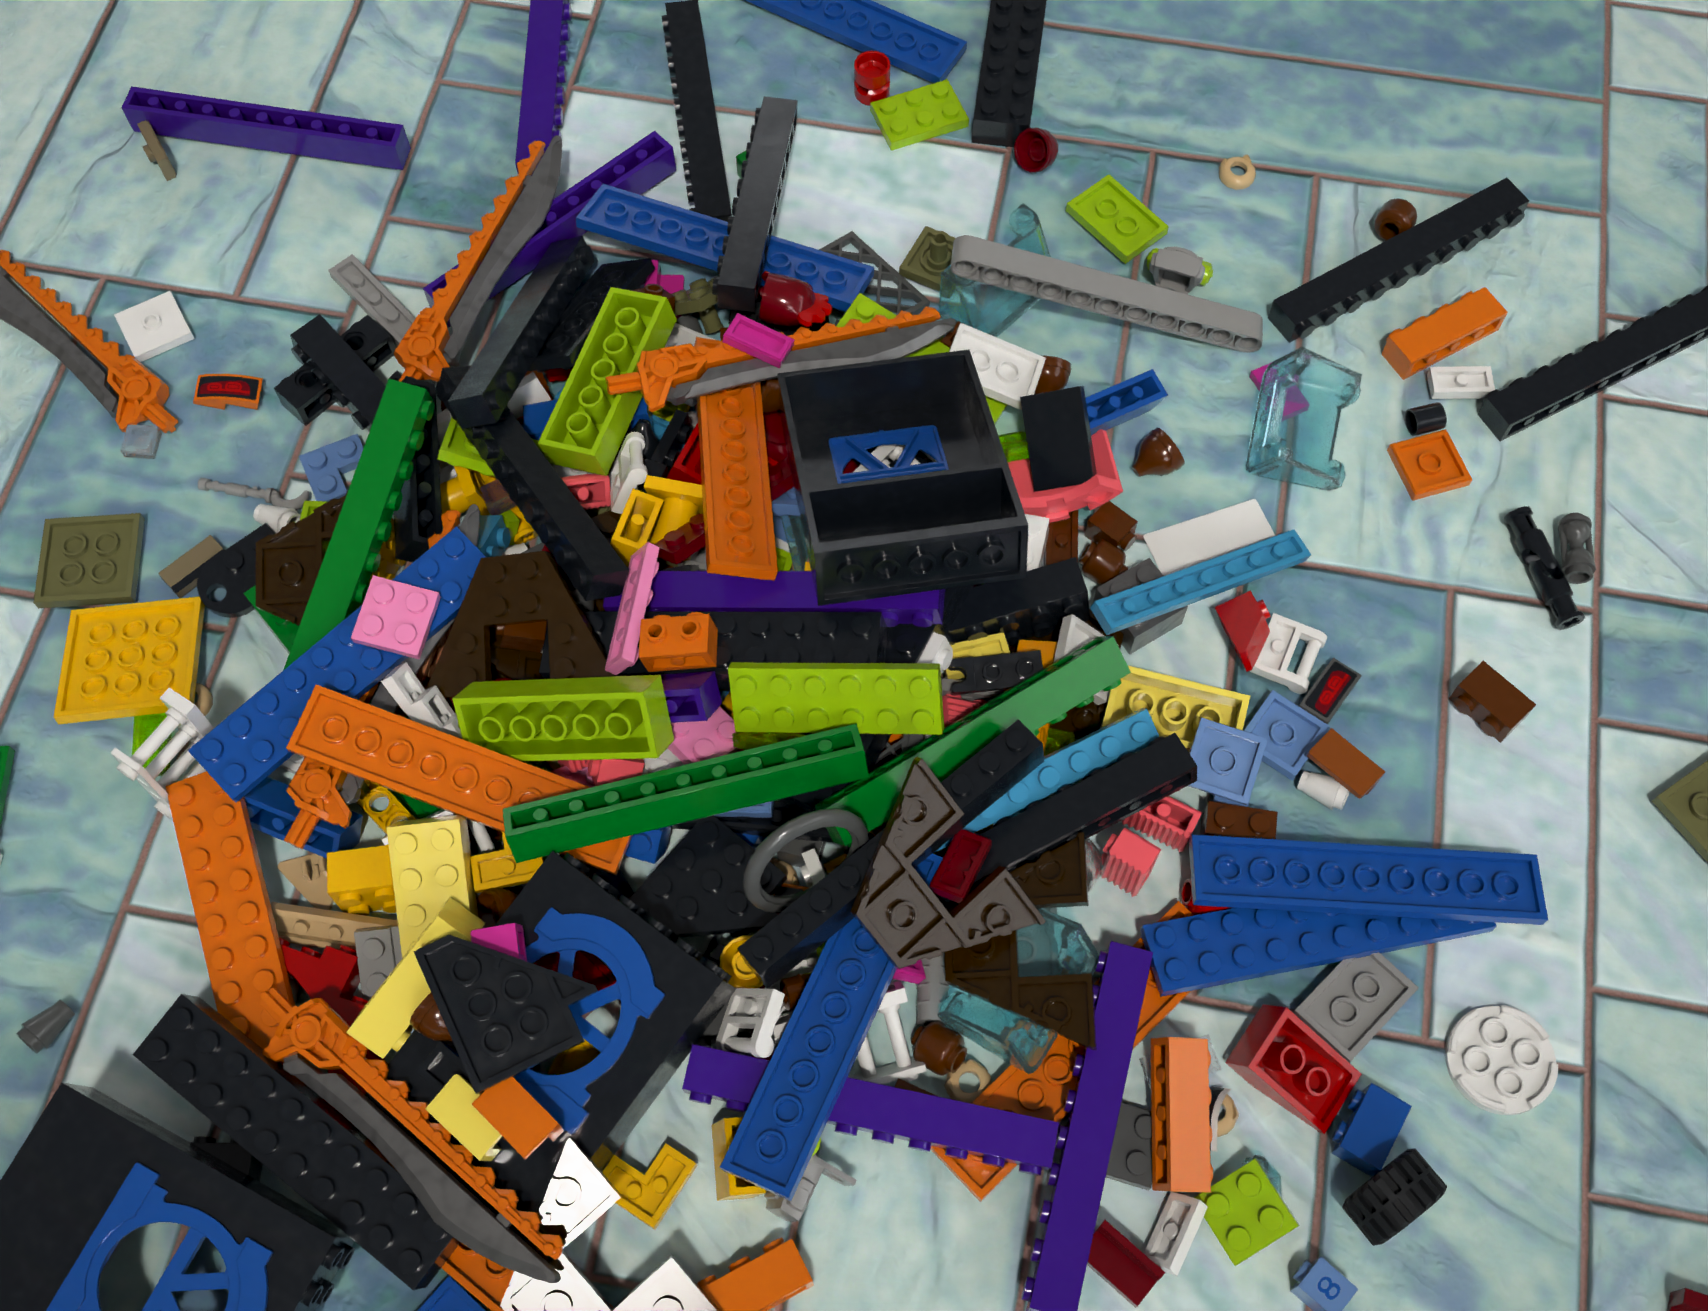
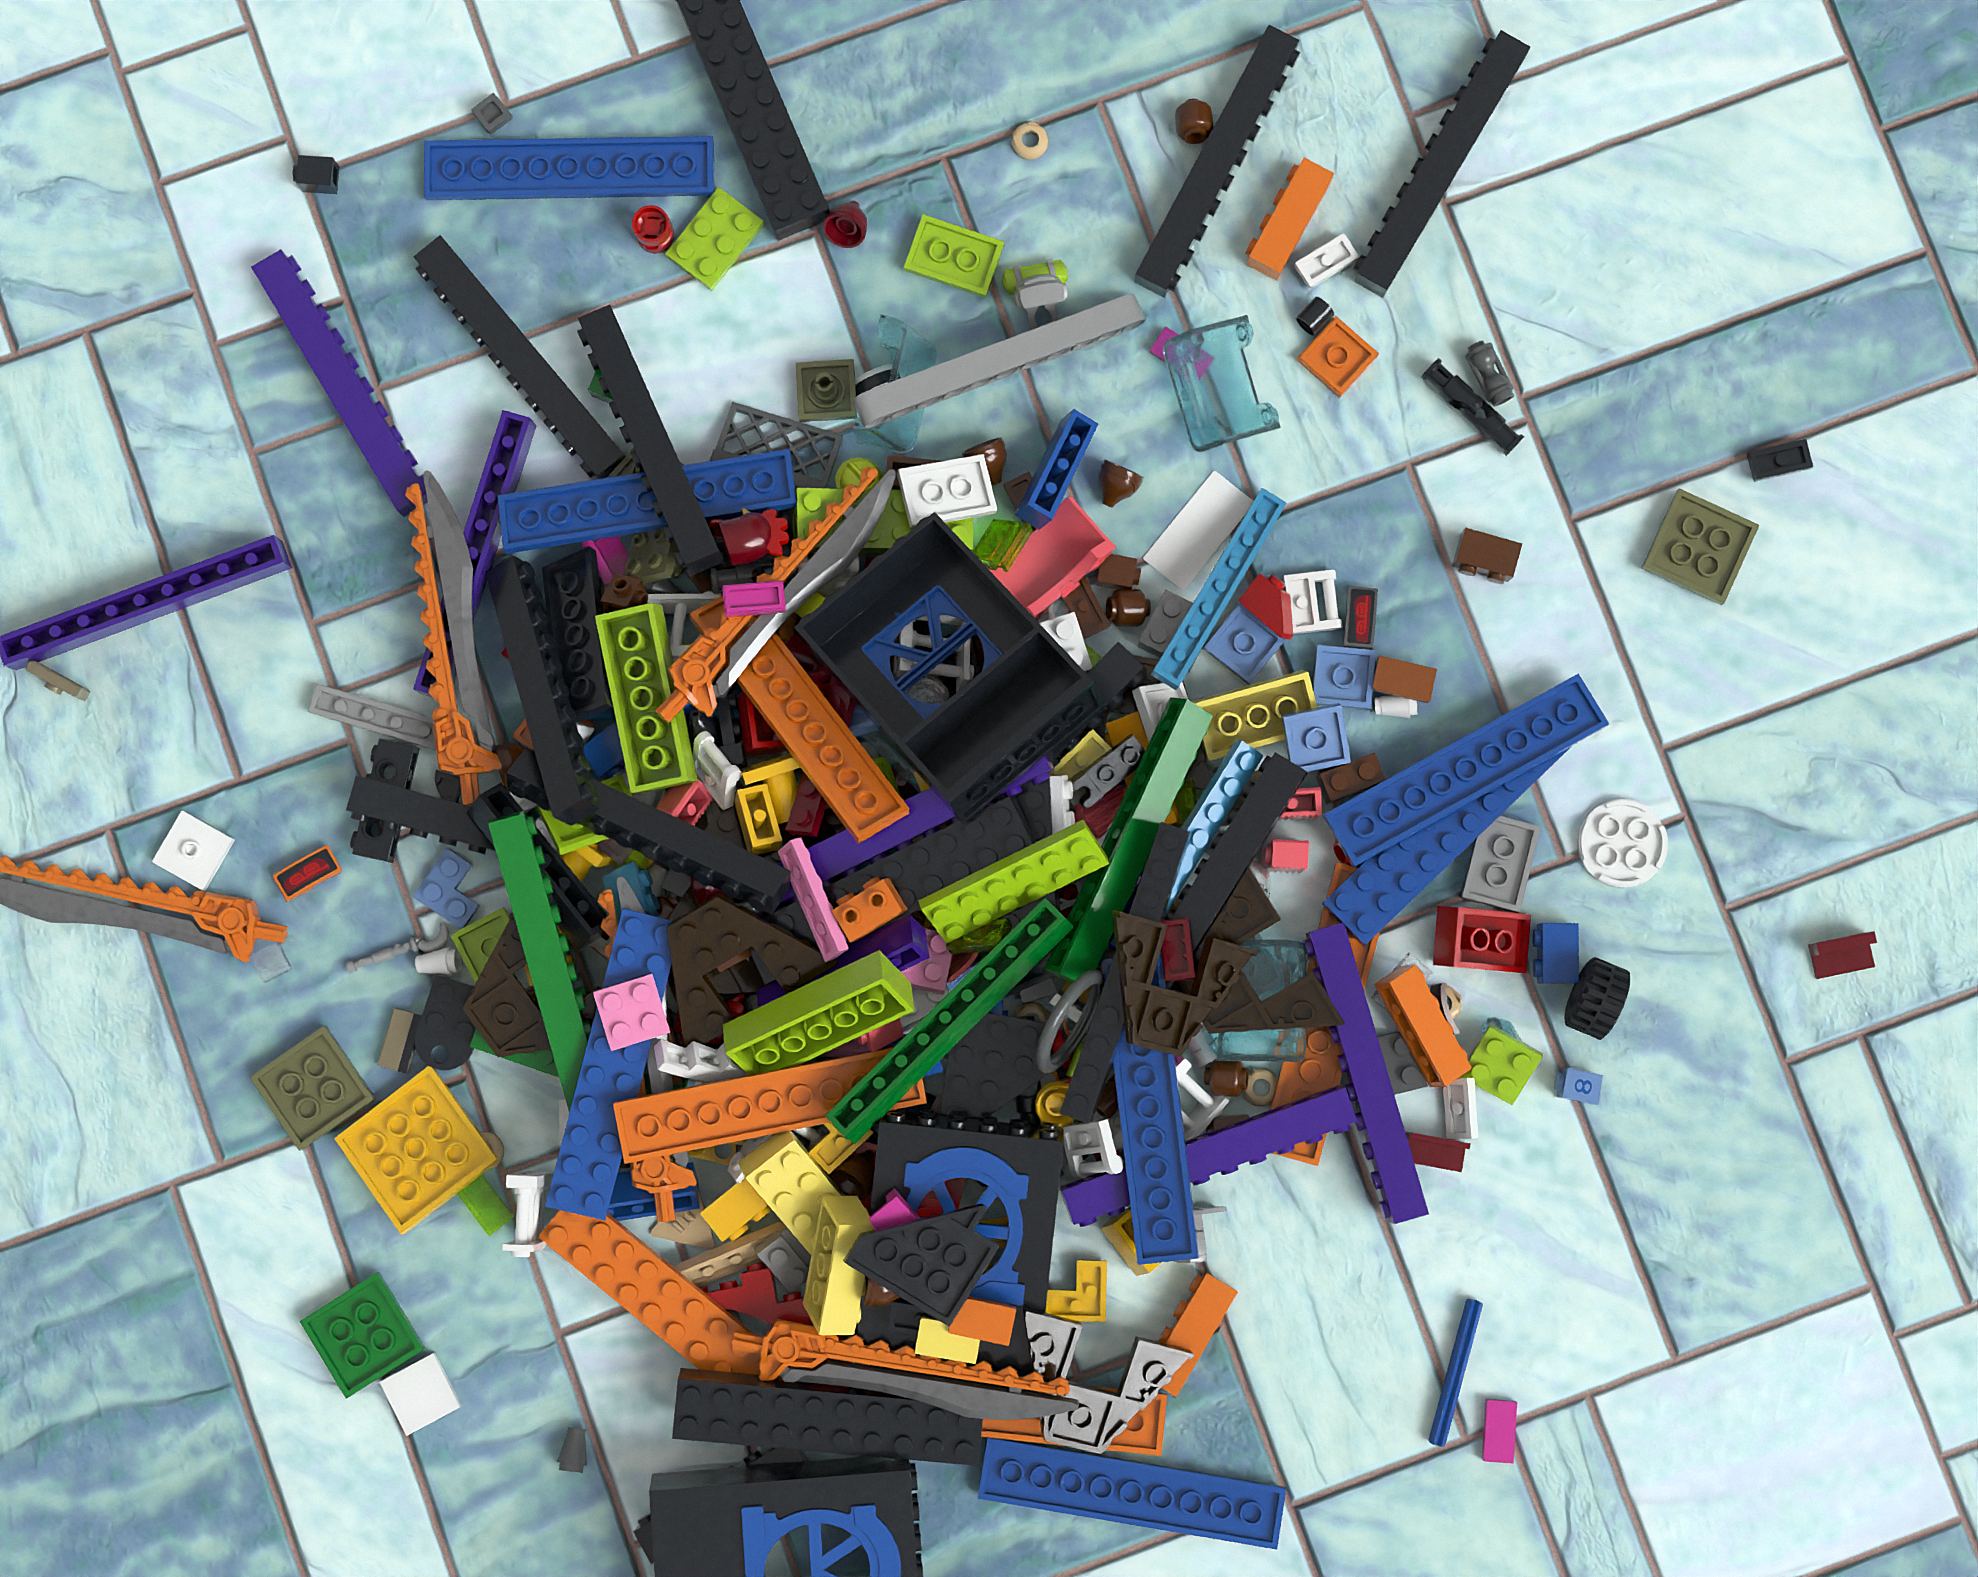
camera: 30 degrees left, 20 degrees up
(1058, 438) = (1039, 530): black tile -> none
(1200, 651) = (1244, 644): none -> medium blue plate

